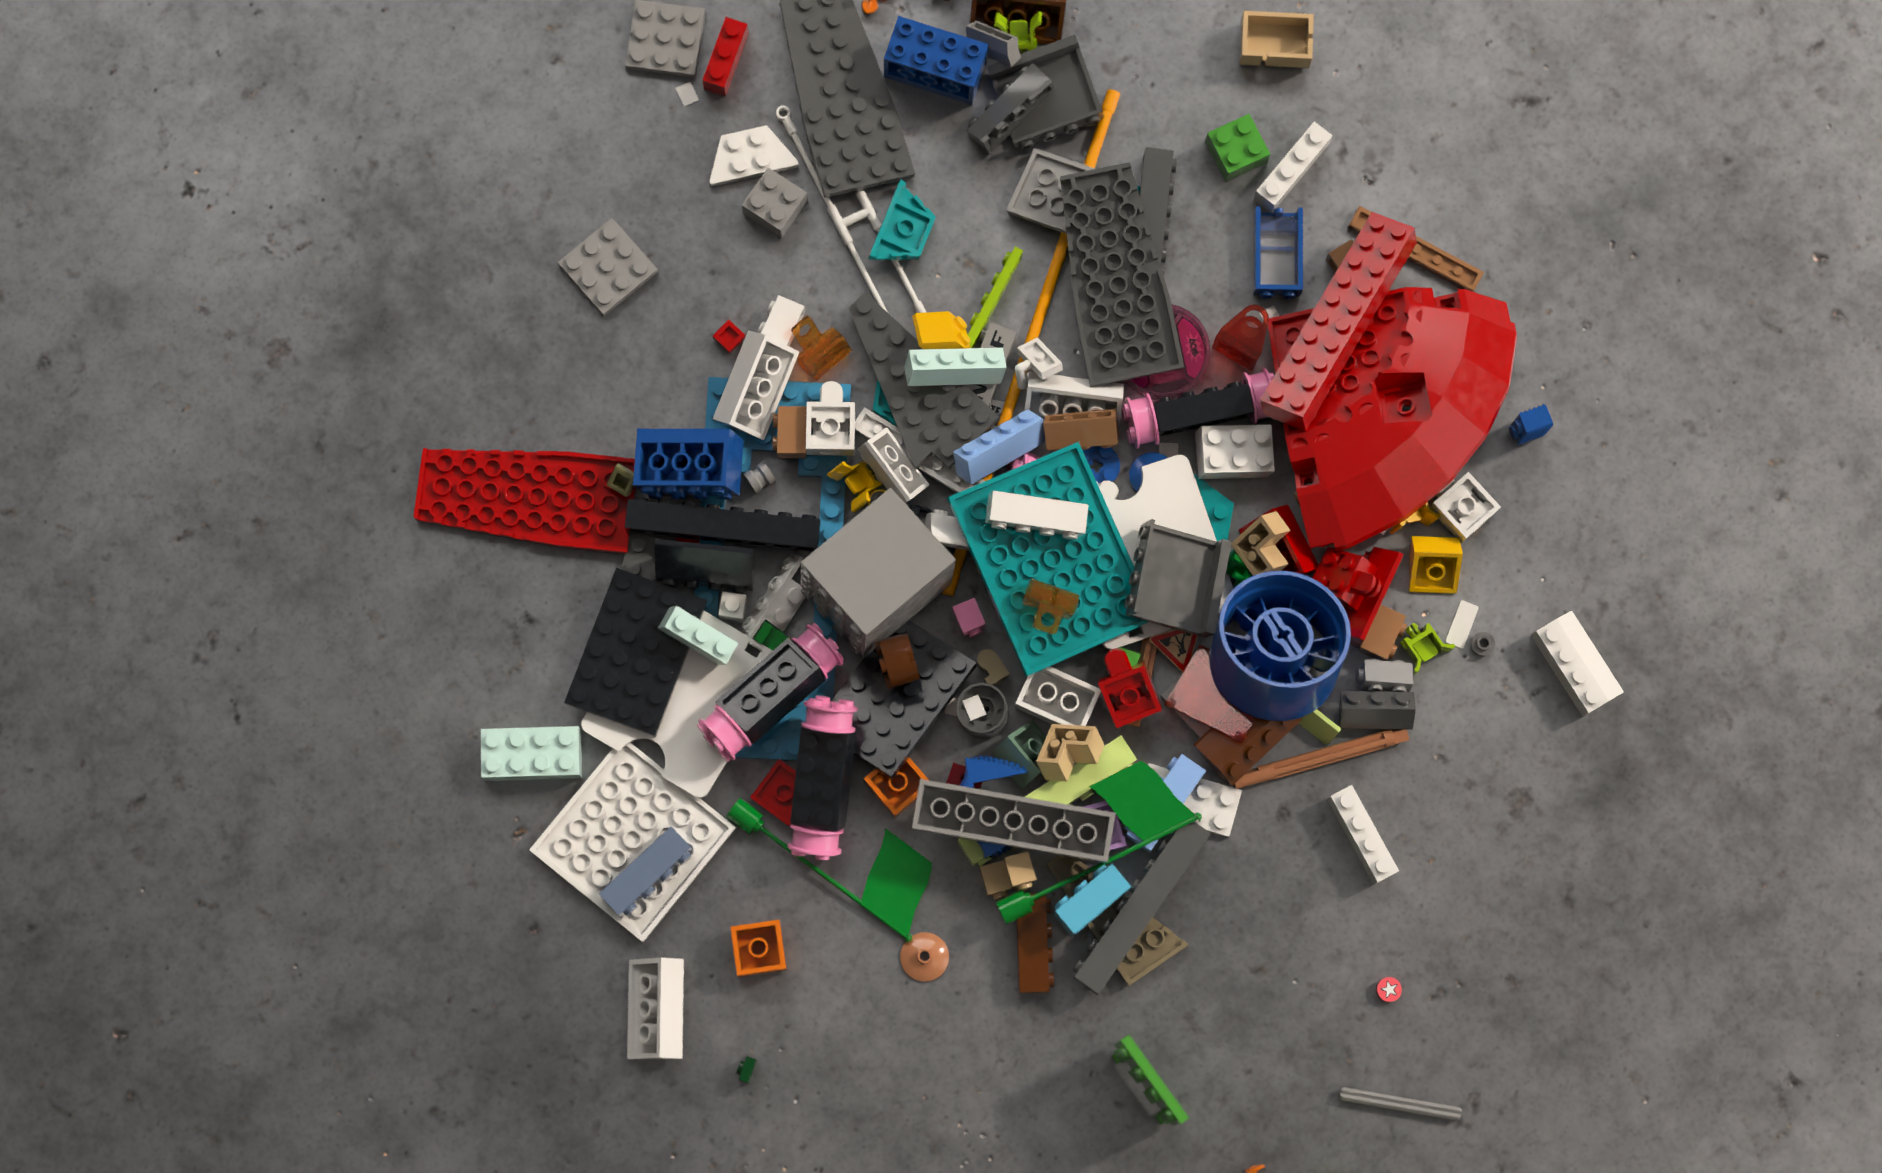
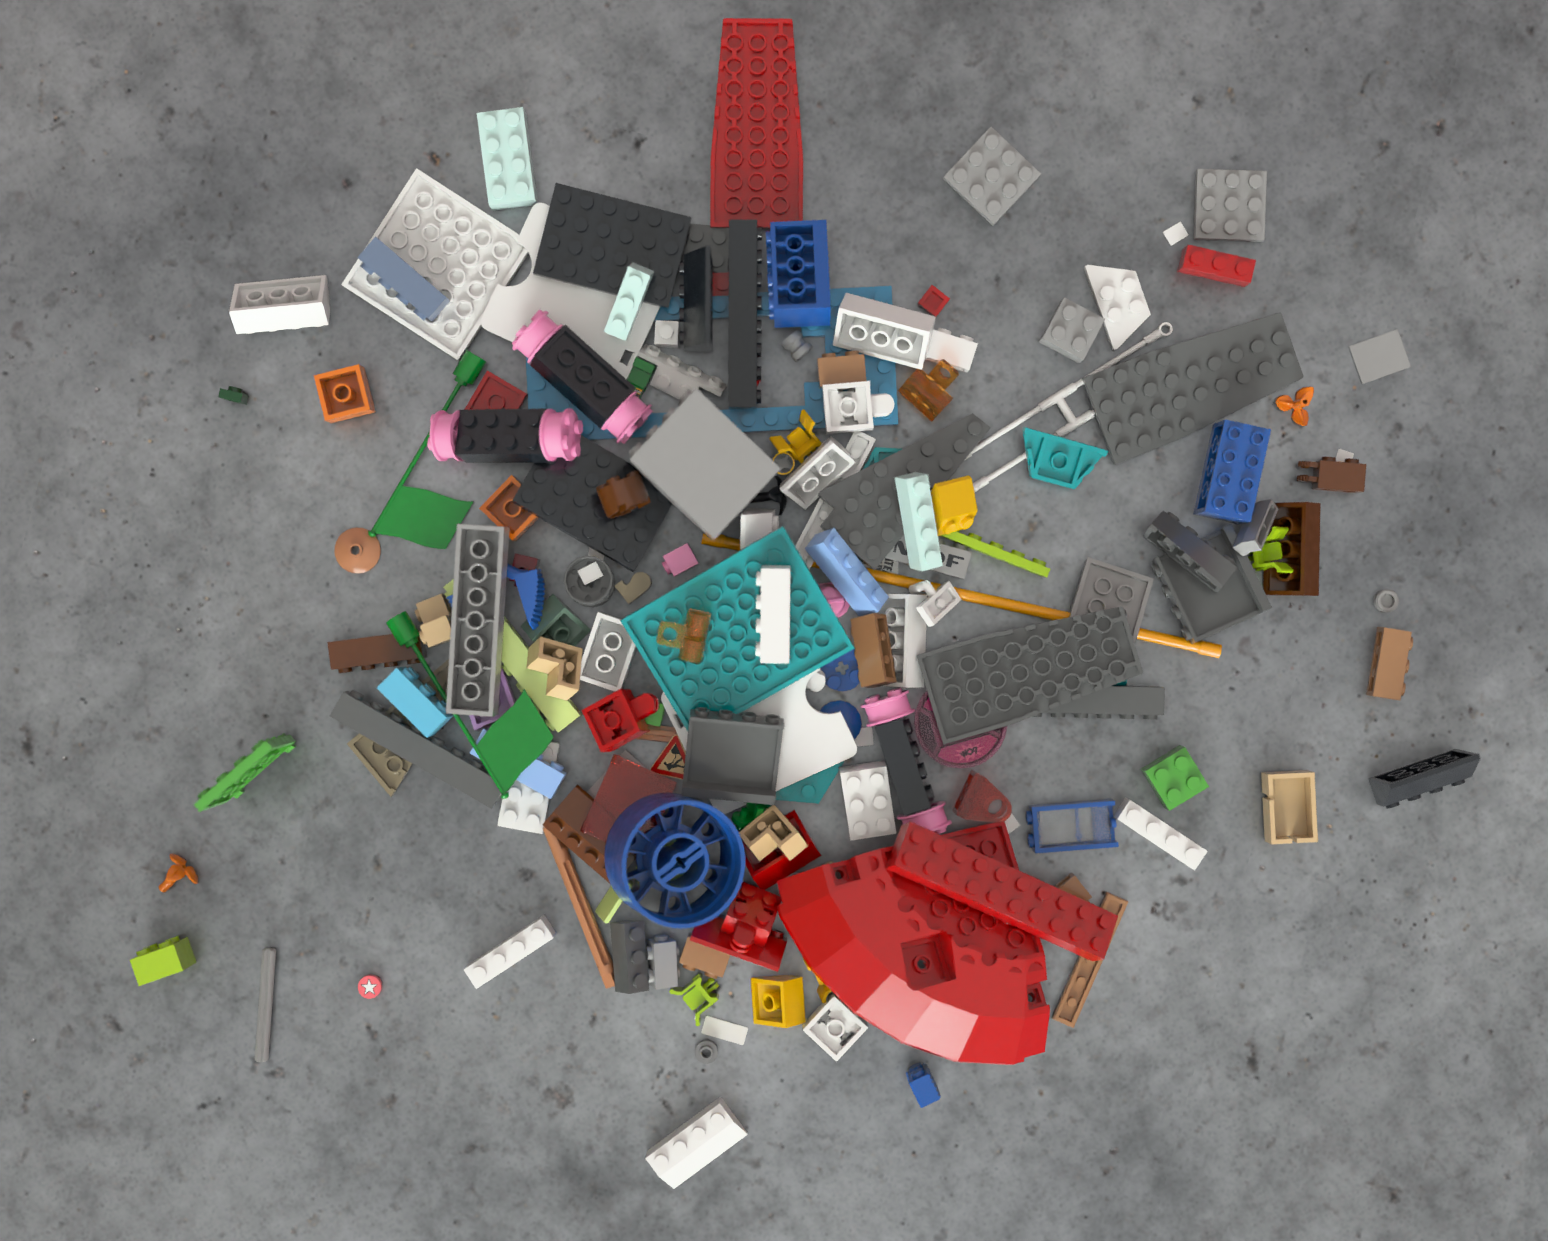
camera: 90 degrees right, 10 degrees up
(622, 480) = (777, 212): olive brick -> none

